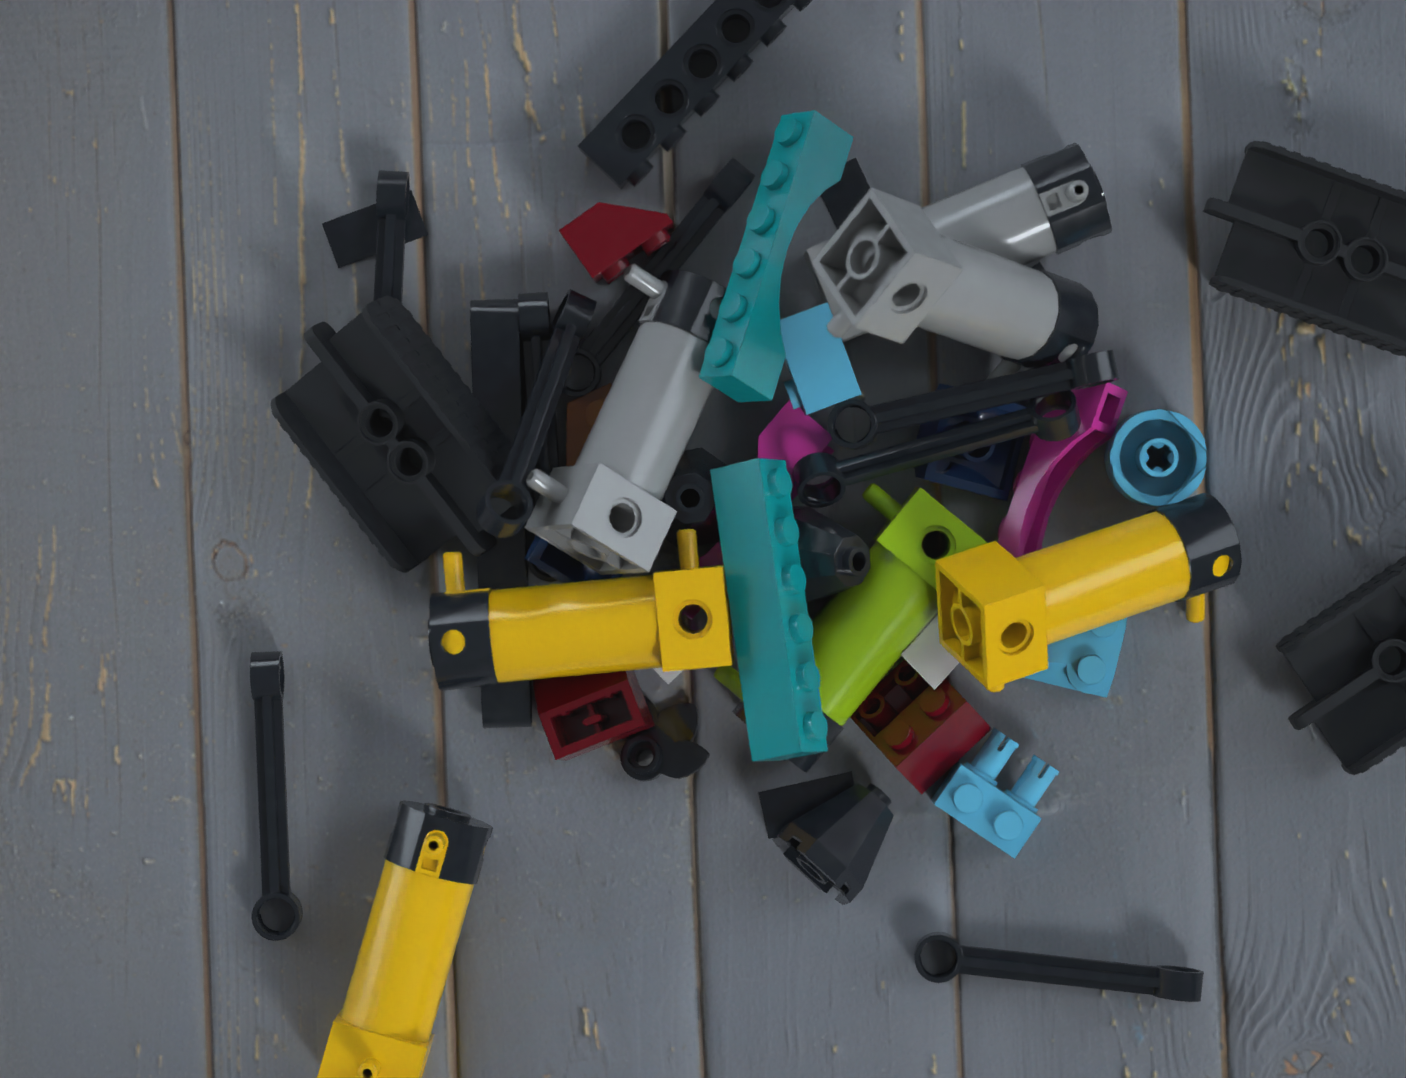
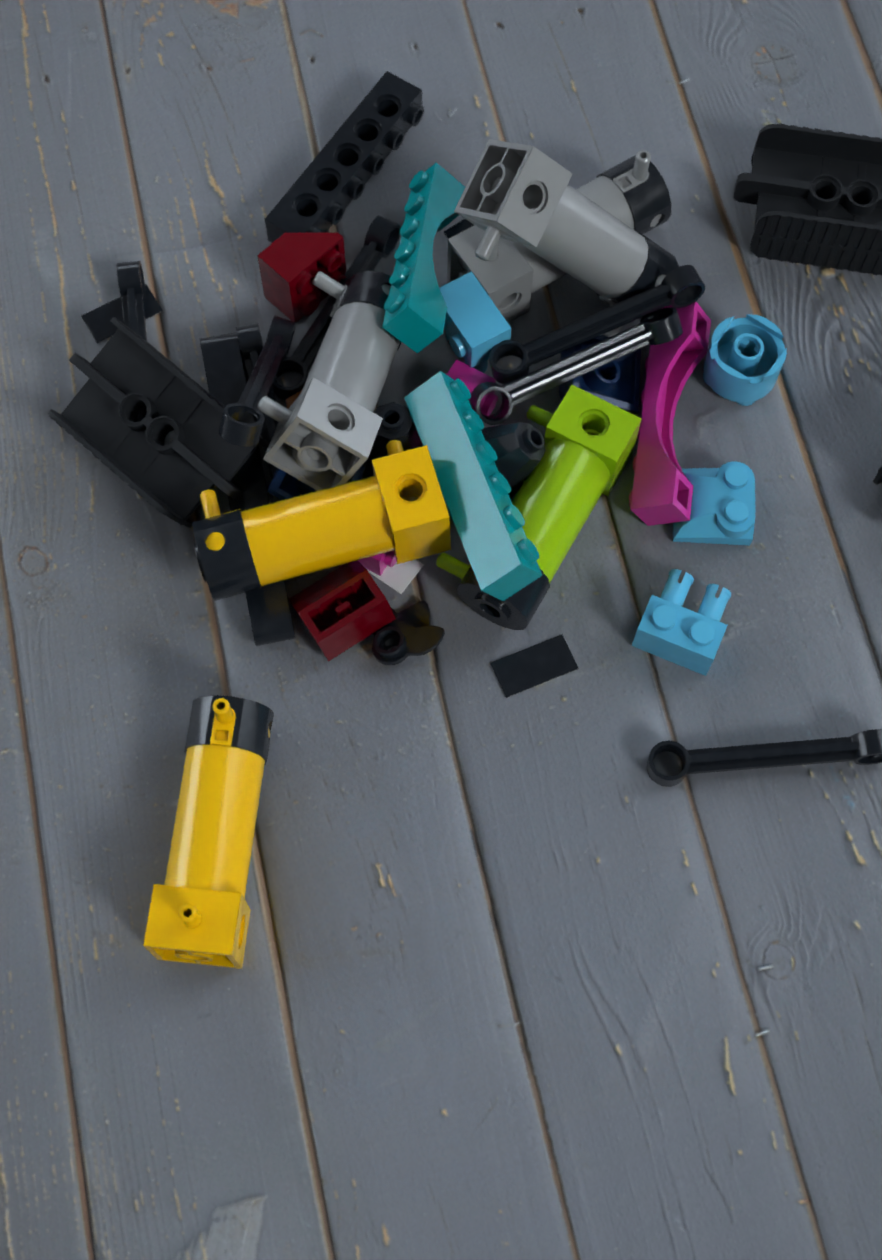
camera: 10 degrees left, 20 degrees down
(267, 691) = (73, 646): black piece -> none
(839, 840) = (561, 680): black cone -> none
(919, 726) = (610, 579): dark red slope -> none
(929, 656) = (613, 518): white sticker -> none
(1007, 609) = (676, 445): yellow piece -> none

